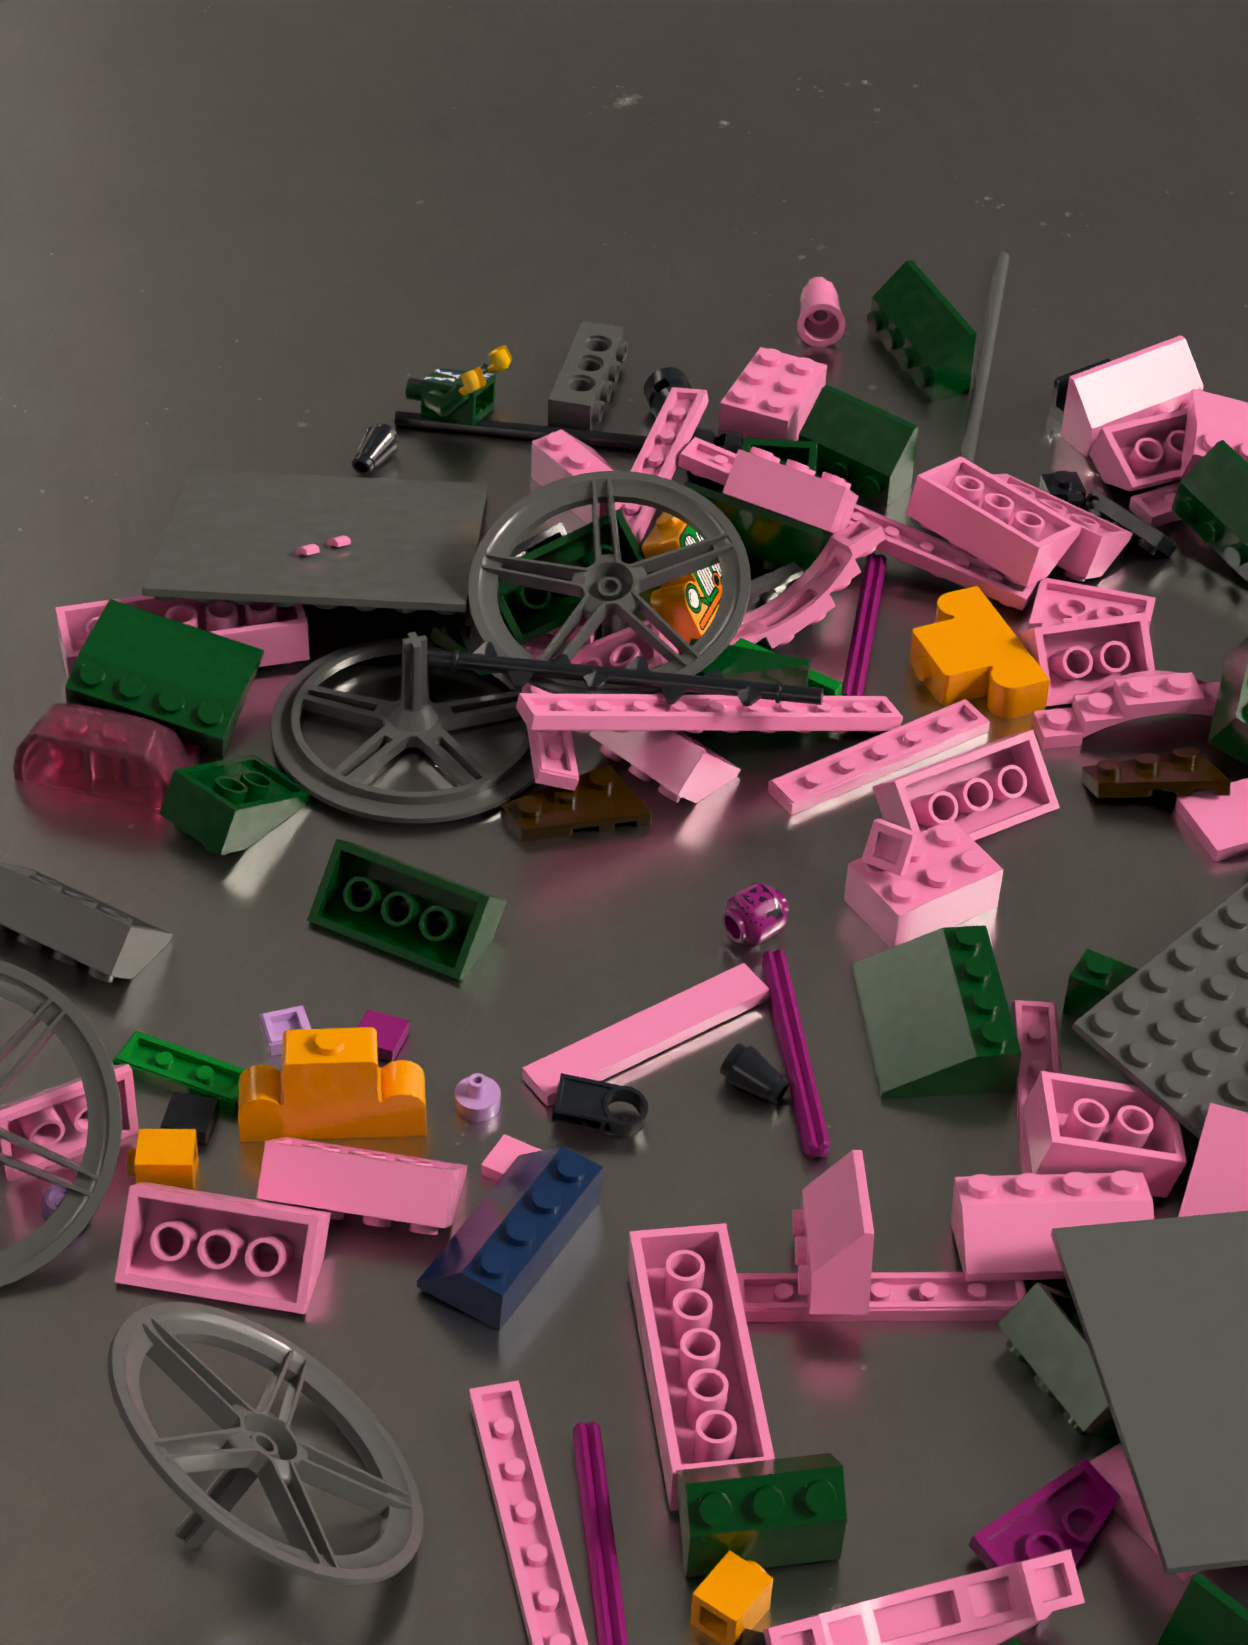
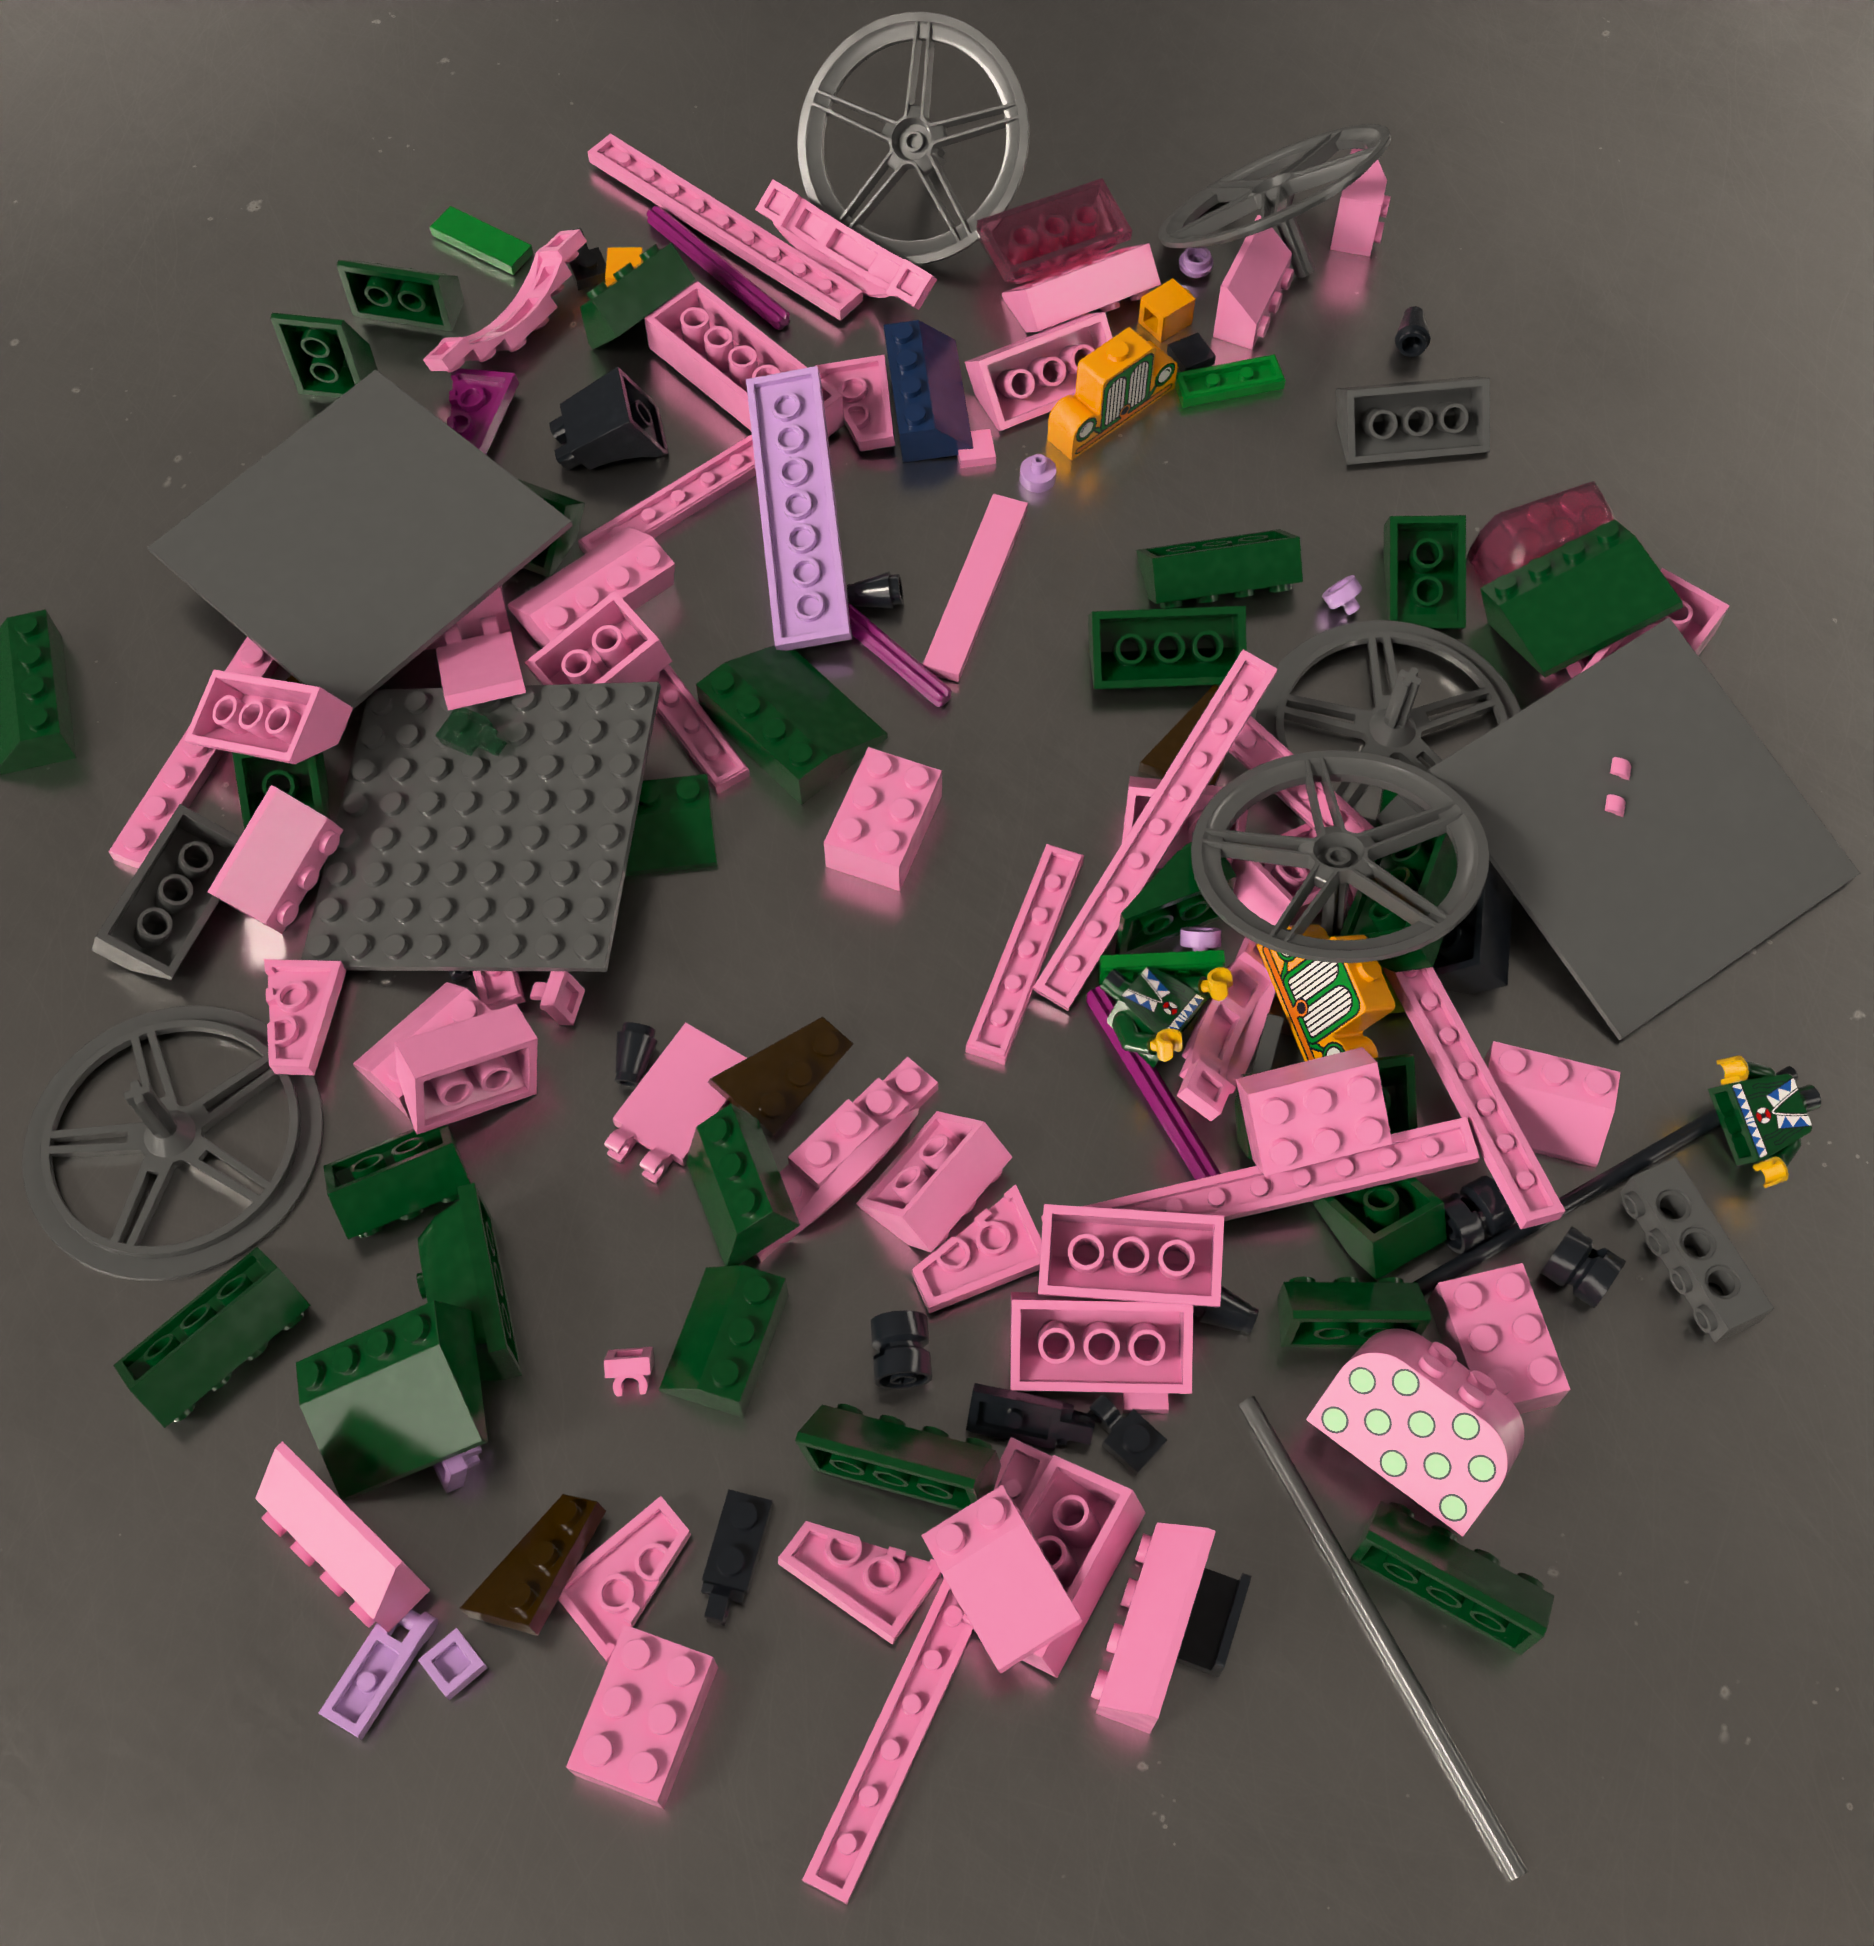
camera: 145 degrees right, 20 degrees up
(207, 1265) = (1053, 232): none -> clear pink windscreen
(276, 1022) = (1201, 444): lavender tile -> none
(326, 836) = (1344, 594): none -> lavender tile
(375, 448) = (1754, 1007): black cone -> none
(390, 1032) = (1140, 475): magenta tile -> none
(437, 1435) = (843, 249): none -> bright pink piece
(532, 869) = (1165, 646): none -> dark green slope
(584, 1275) = (865, 399): none -> bright pink wing
(586, 1101) = (960, 501): black piece -> none
(634, 674) = (1259, 768): black plant -> none
(755, 914) = (981, 709): magenta head -> none
(776, 1153) = (798, 509): none -> lavender plate
(820, 314) = (1597, 1555): bright pink plant -> none
(830, 638) = (1159, 1008): none -> torso
(835, 1240) = (714, 476): bright pink slope -> none
(881, 363) = (1423, 1424): none -> bright pink brick
(889, 847) = (909, 769): bright pink tile -> none
(908, 1395) = (608, 424): none -> black hips
(976, 789) = (922, 940): bright pink slope -> none
(977, 656) = (1034, 1111): light orange brick -> none
(1195, 587) = (901, 1355): none -> black wheel

